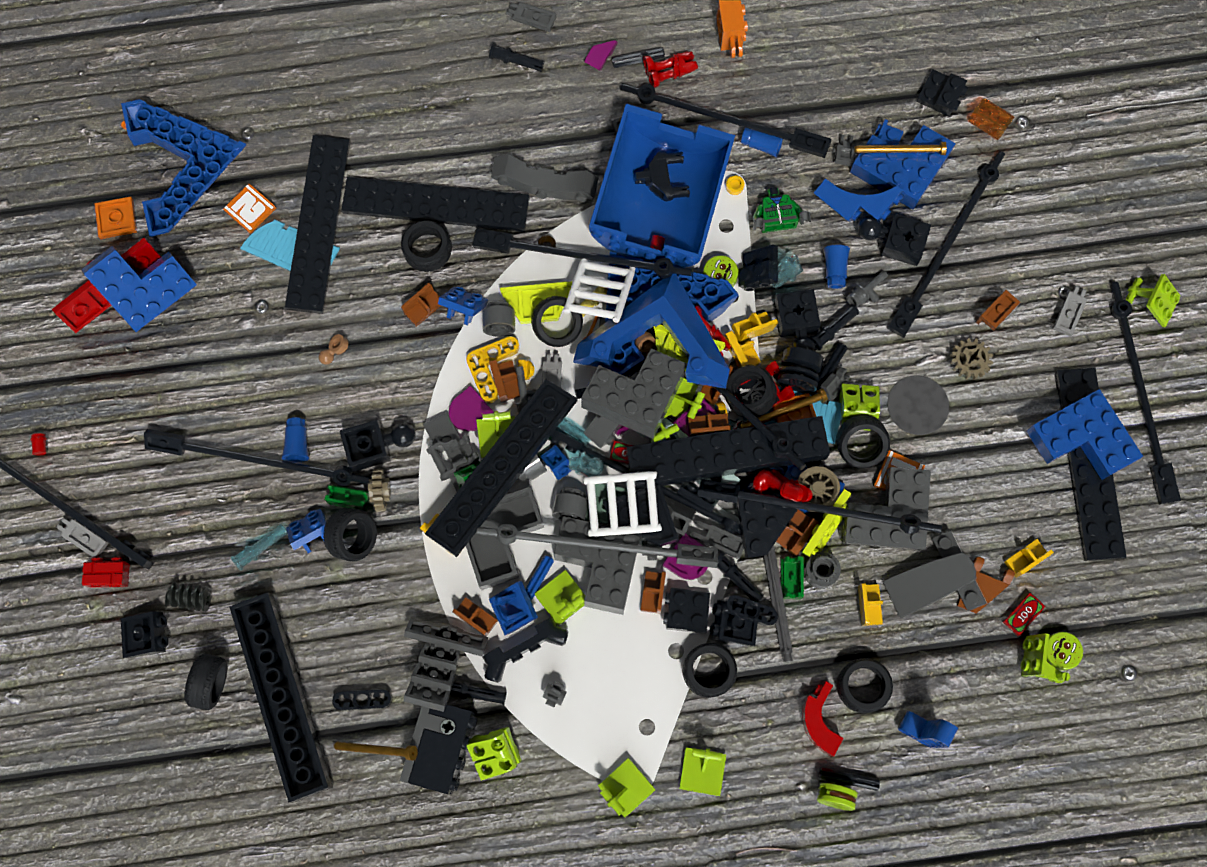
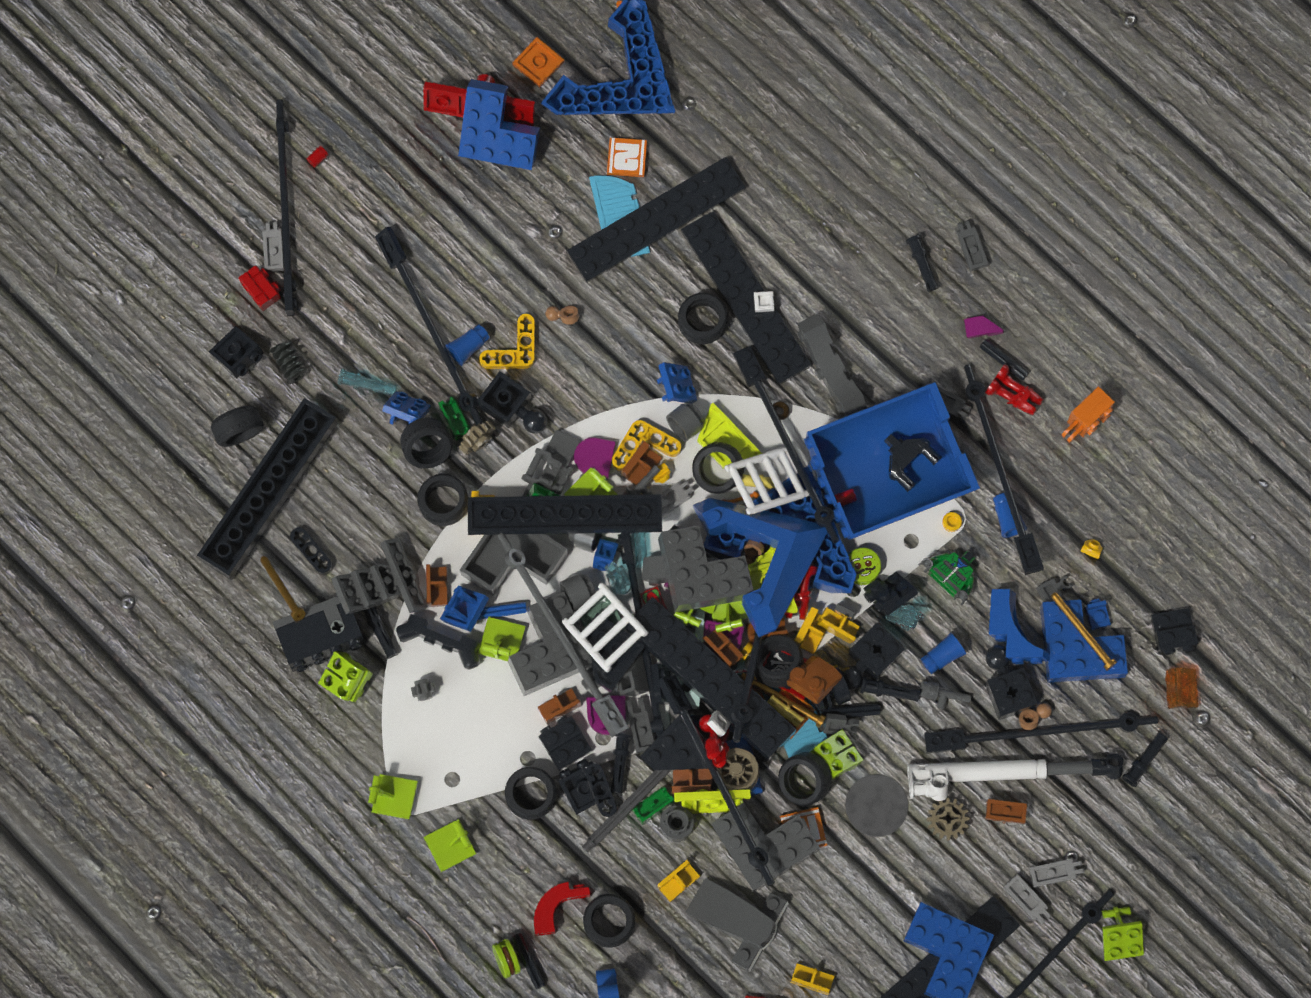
camera: 50 degrees right, 0 degrees up
(336, 409) = (516, 355): none -> yellow beam
(390, 547) = (439, 481): none -> black tyre
(421, 305) = (651, 353): dark orange panel -> none
(451, 191) = (763, 301): none -> white tile
(744, 314) = (842, 610): none -> dark grey tile
(771, 473) = (718, 723): none -> white tile
(791, 371) = (814, 679): none -> dark orange slope
(796, 414) = (785, 711): none -> light yellow pin
(834, 102) = (1092, 548): none -> yellow plate
(933, 343) = (933, 778): none -> white piece
(935, 237) = (1043, 711): none -> medium nougat plate
(989, 586) = (765, 963): dark orange flag -> none
(1031, 190) = (1140, 766): none -> black pin
(1077, 347) = (1027, 899): none -> light grey hinge

